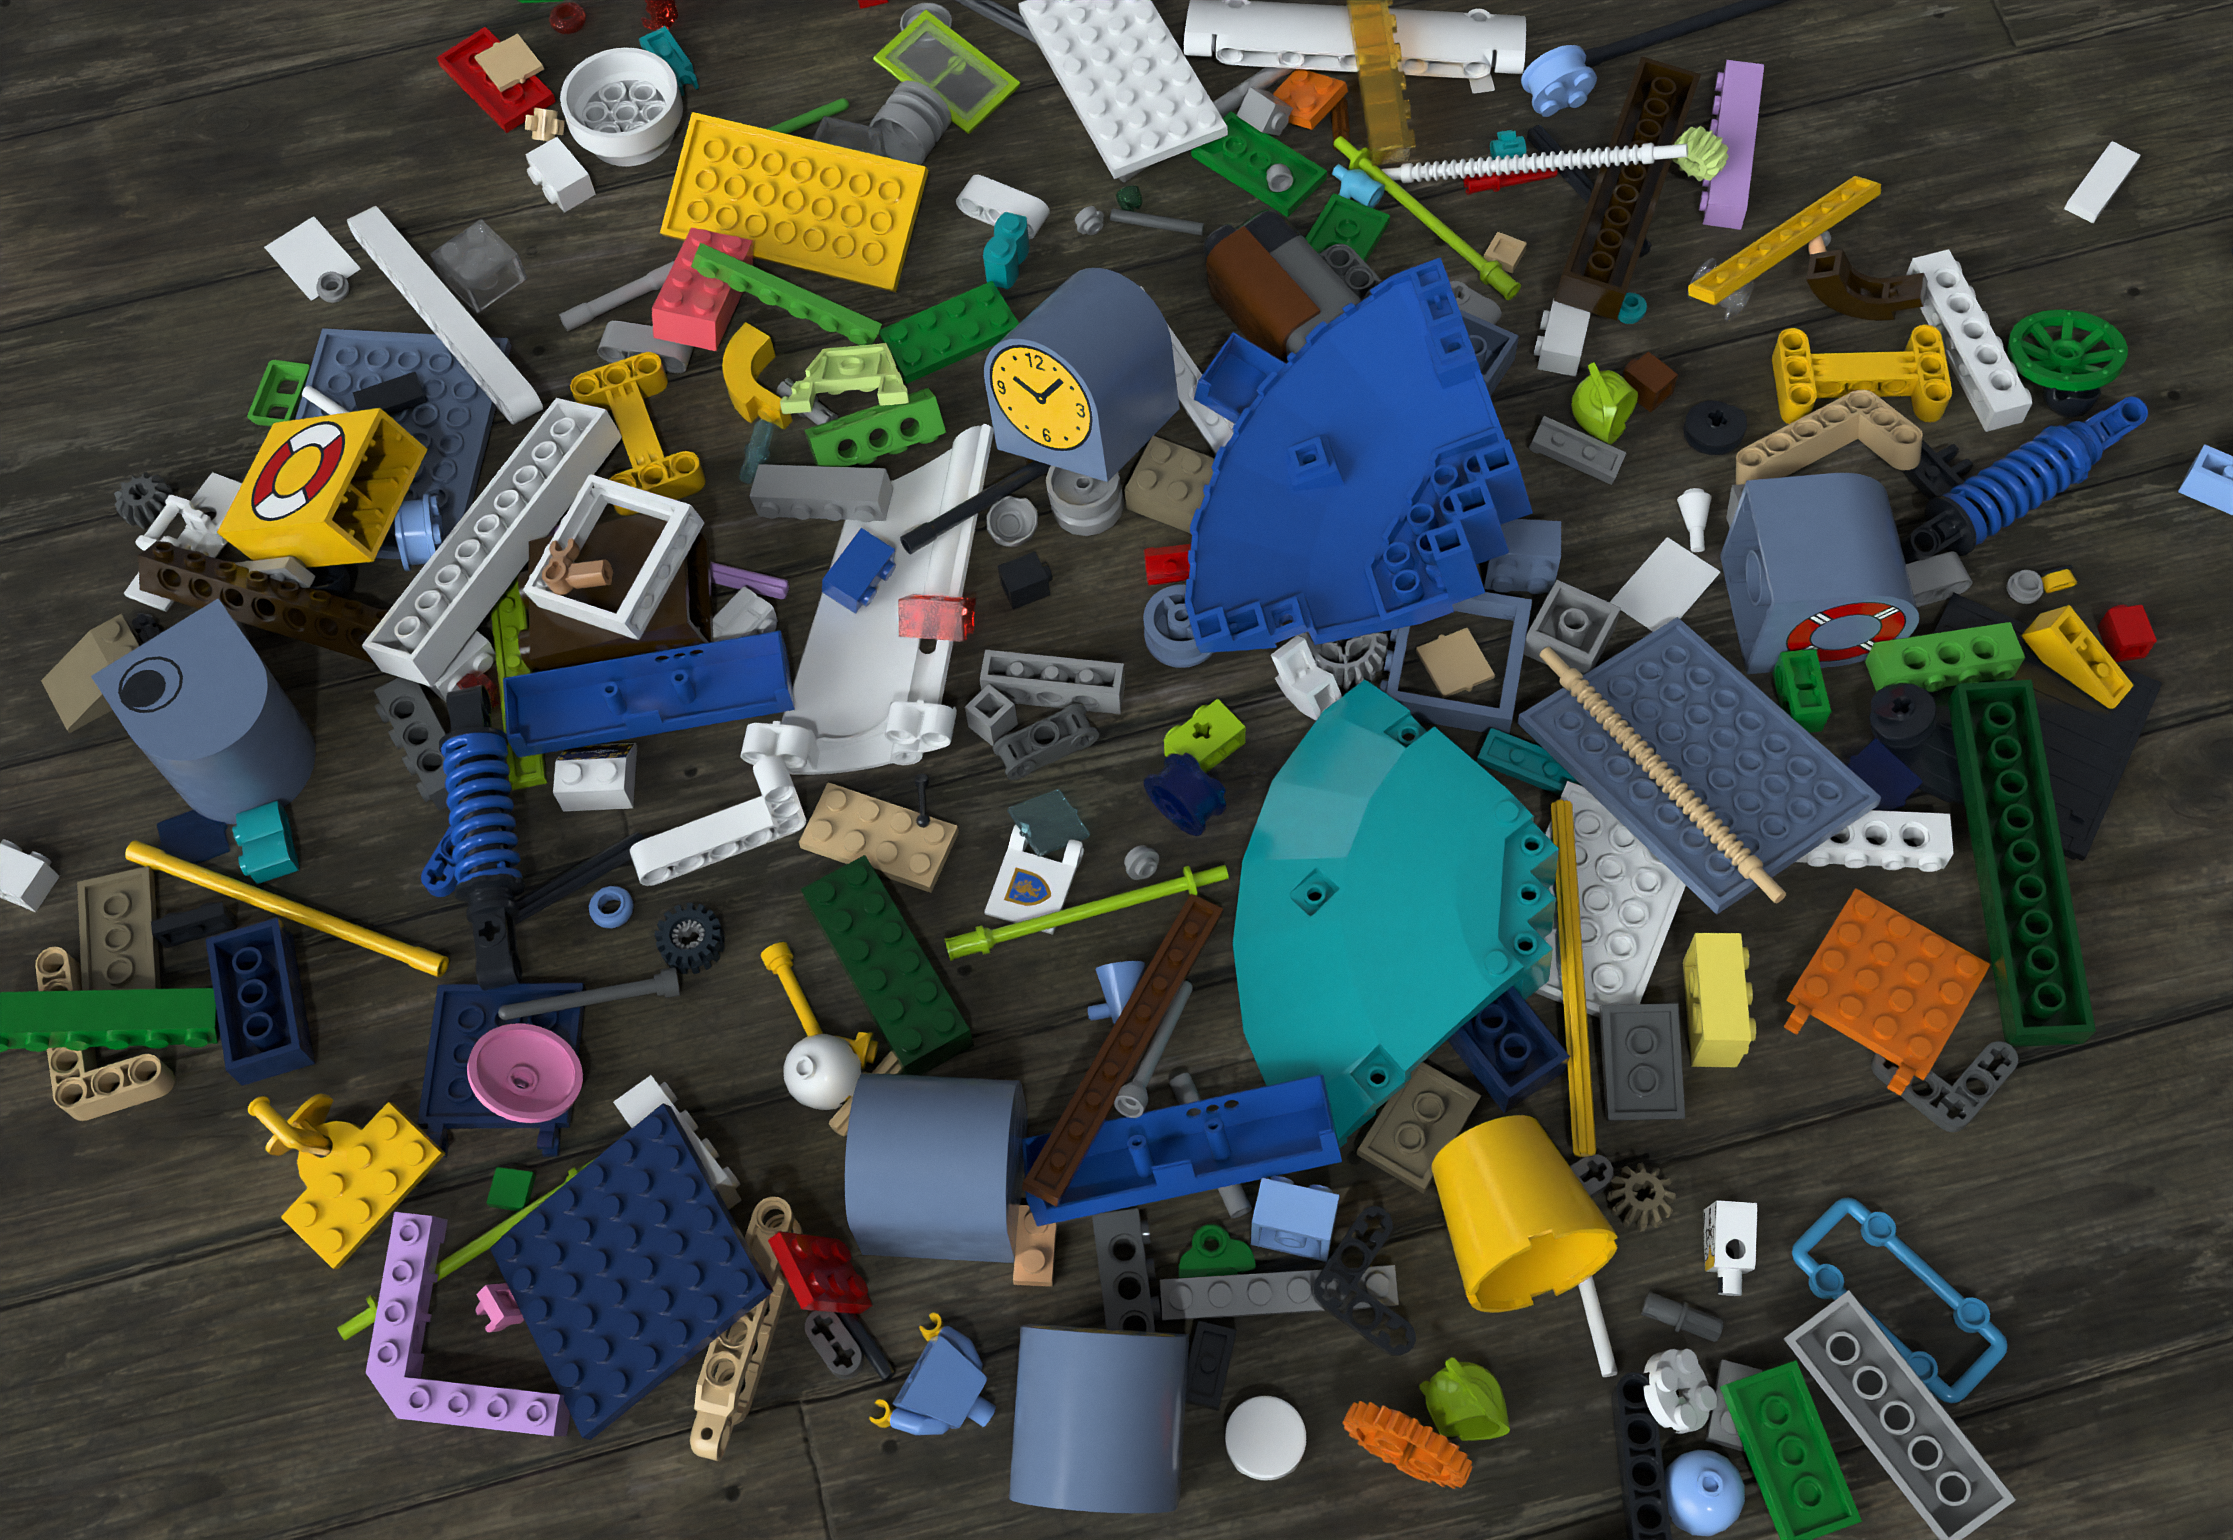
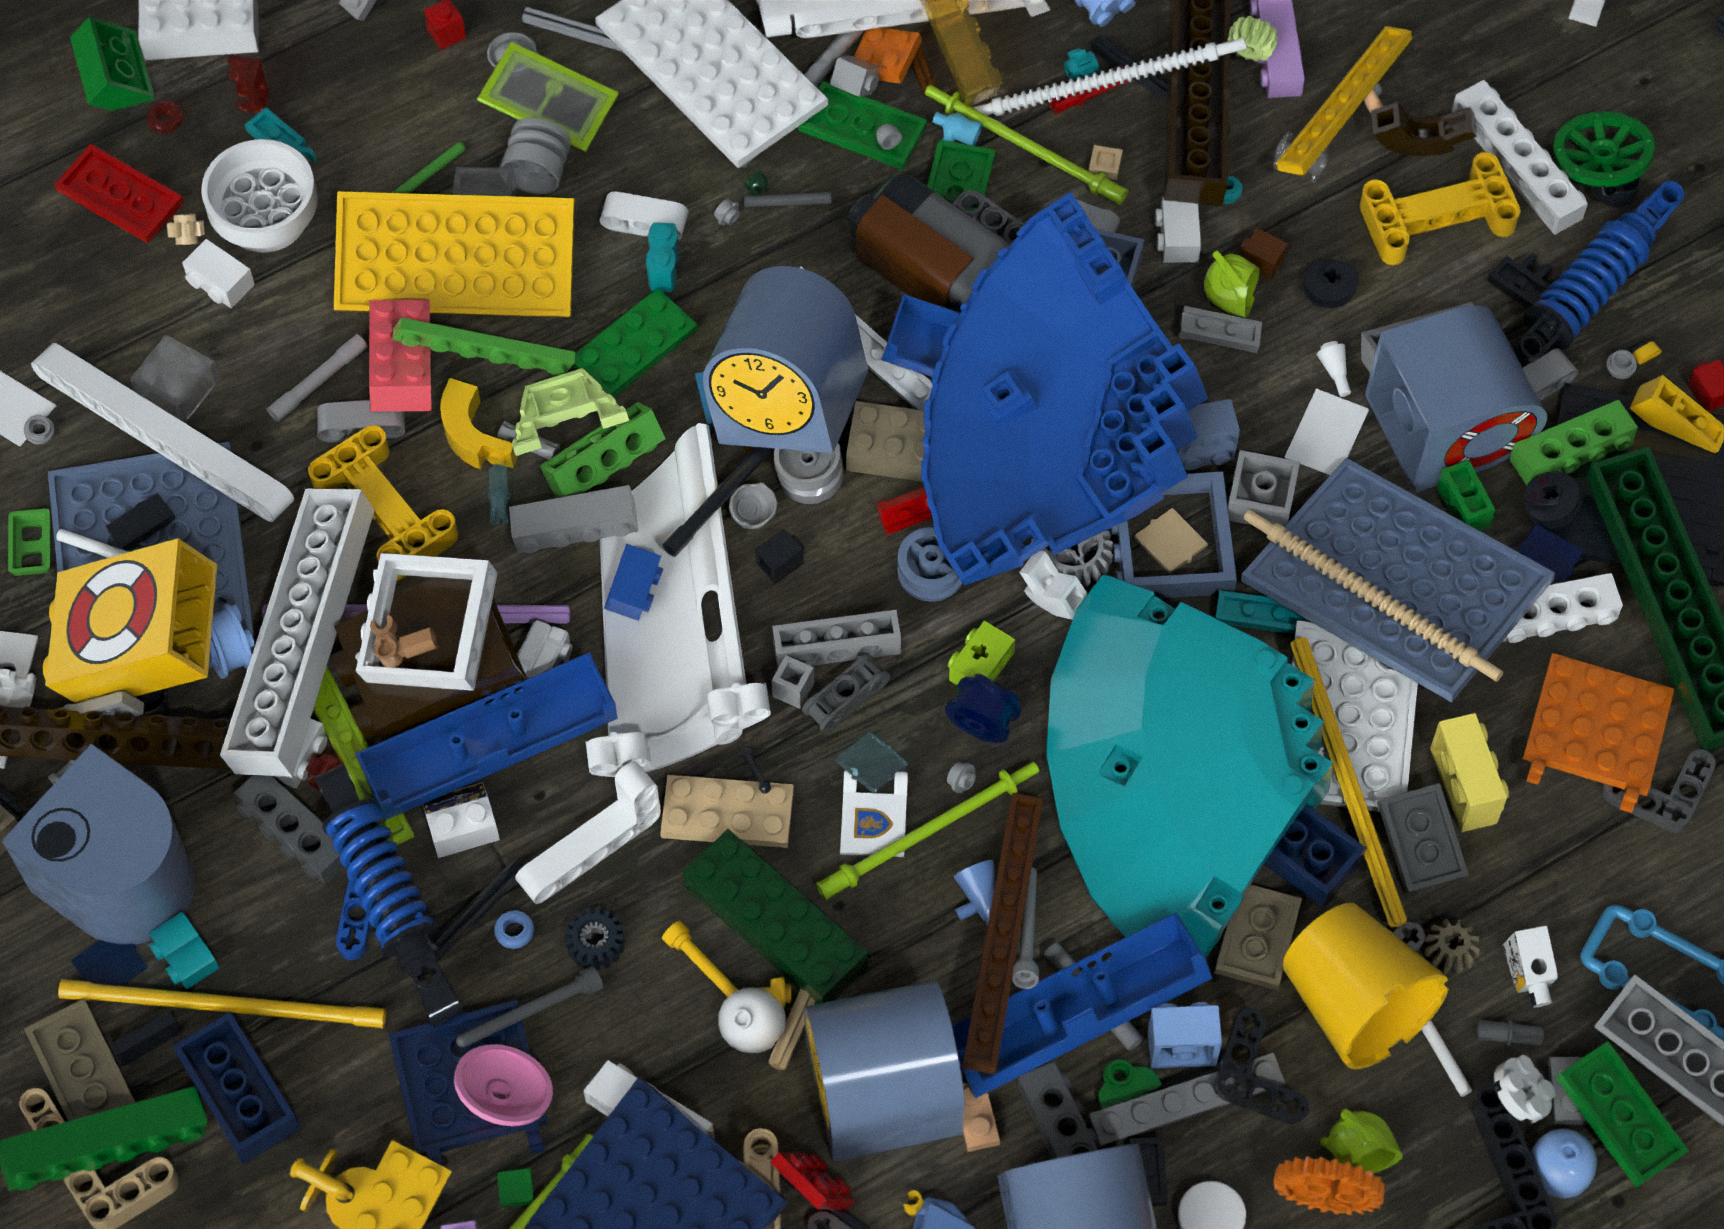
camera: 20 degrees left, 0 degrees up
(509, 62) = (129, 175): tan piece -> none
(936, 617) = (717, 607): clear red hinge -> none
(1849, 418) = (1424, 264): tan beam -> none

